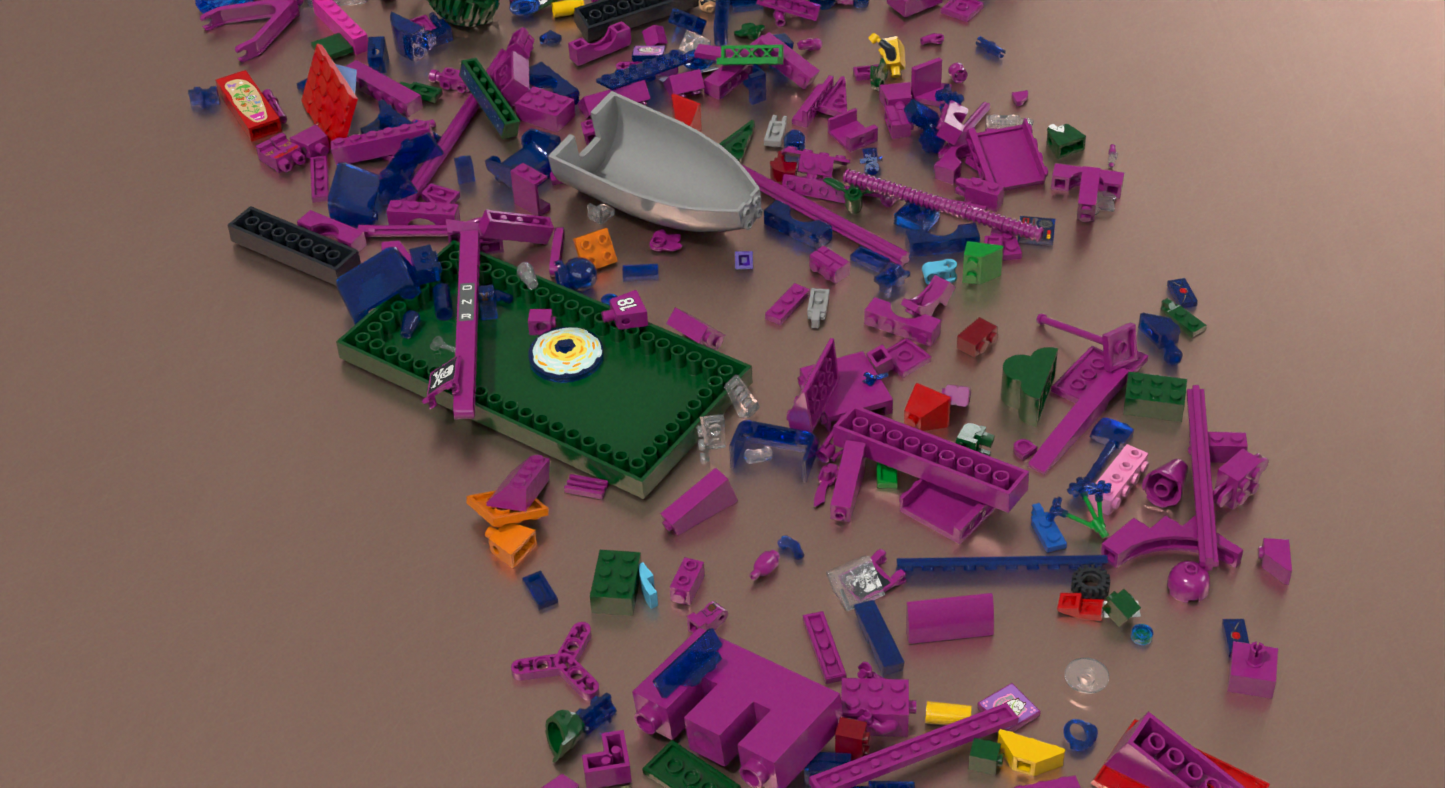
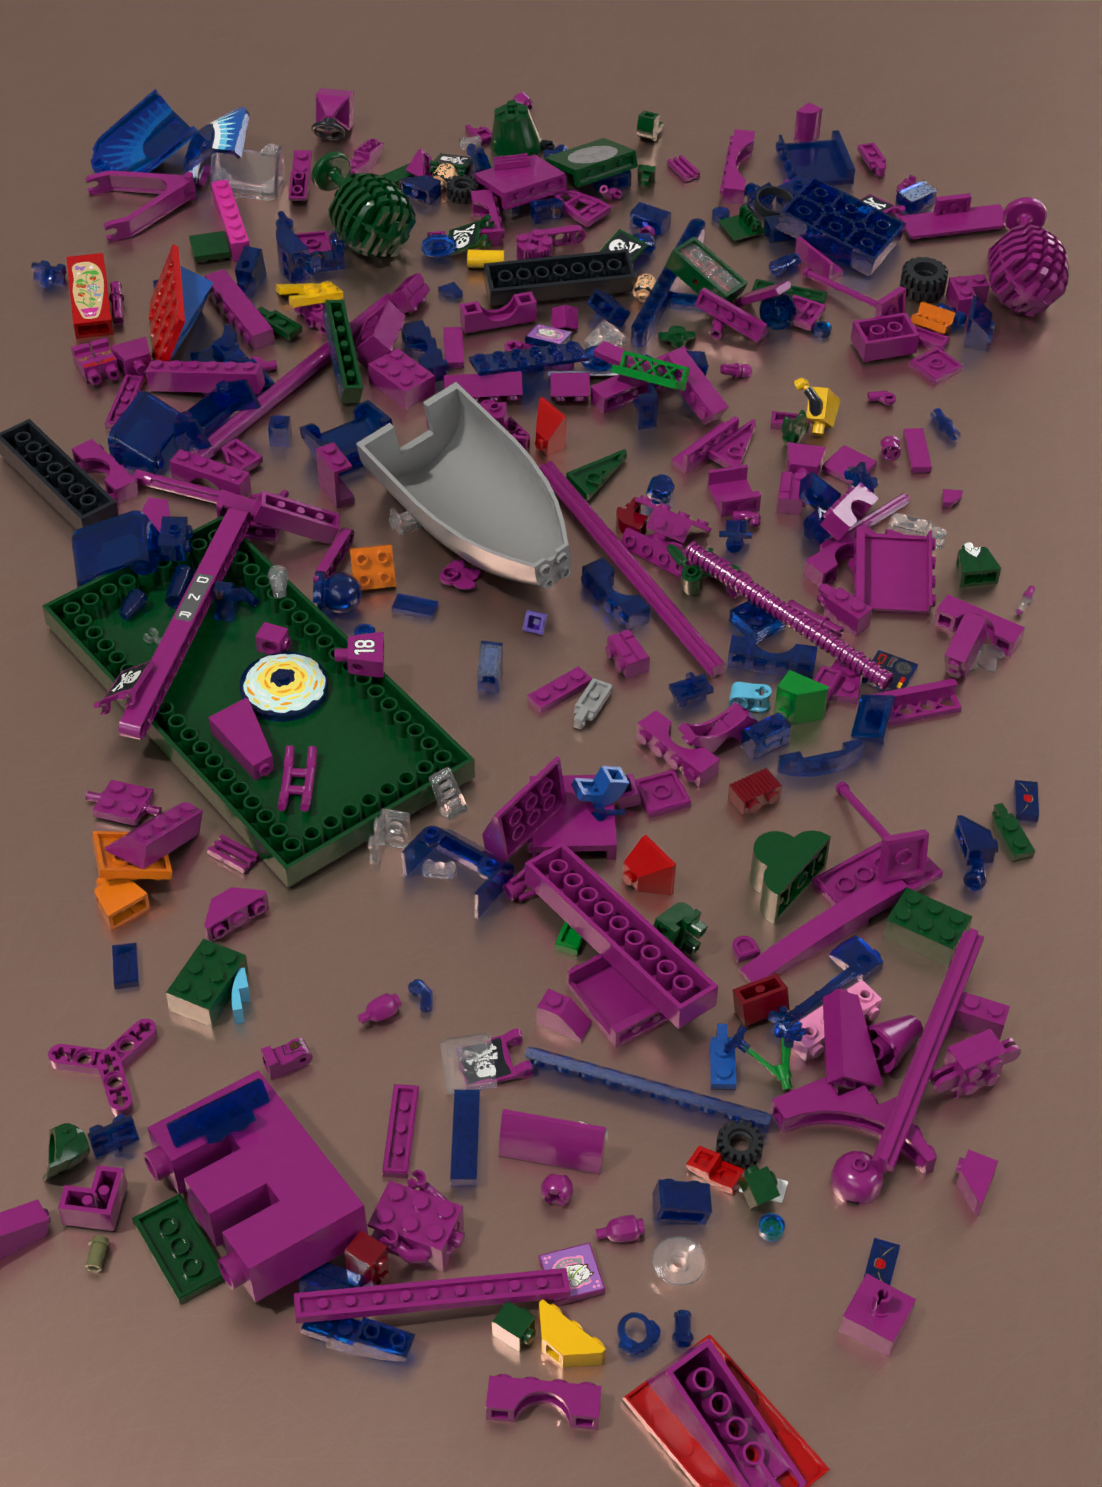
camera: 15 degrees right, 5 degrees up
(384, 16) = (282, 217): none -> clear blue plate
(436, 63) = (310, 293): none -> yellow wing
(476, 472) = (123, 802): none -> magenta plate
(554, 398) = (243, 738): none -> magenta slope
(574, 77) = (453, 347): none -> magenta tile
(609, 524) = (233, 909): none -> magenta slope
(618, 411) = (289, 772): none -> magenta piece
(687, 581) = (285, 1004): magenta brick -> none
(695, 329) = (436, 695): magenta brick -> none
(699, 503) = (341, 912): magenta slope -> none
(727, 298) = (490, 666): none -> clear blue slope
(775, 132) = (646, 469): light grey hinge -> none
(826, 478) = (500, 921): magenta piece -> none
(848, 481) = (519, 933): magenta slope -> none
(866, 358) = (604, 788): none -> blue brick
(869, 259) = (676, 659): clear blue tile -> none
(879, 145) = (753, 517): none -> magenta arm
(910, 531) = (562, 1016): none -> magenta slope
(926, 77) = (845, 446): magenta tile -> none
(946, 713) = (495, 1258): yellow pin -> none
(959, 394) = (693, 860): magenta brick -> none
(966, 295) = (765, 735): none -> clear blue brick
(969, 652) = (557, 1189): none -> magenta piece
(978, 70) = (917, 450): none -> magenta tile
(1001, 311) = (822, 764): none -> clear blue slope
(1032, 666) = (622, 1229): none -> magenta plant
(1043, 262) = (873, 718): none -> clear blue slope
(1056, 477) = (760, 997): none -> dark red brick
(1063, 242) = (925, 694): none -> magenta fence
(1069, 634) = (682, 1201): none -> clear blue brick
(1114, 725) = (682, 1323): none -> clear blue pin
(1140, 487) = (848, 1043): none -> magenta slope

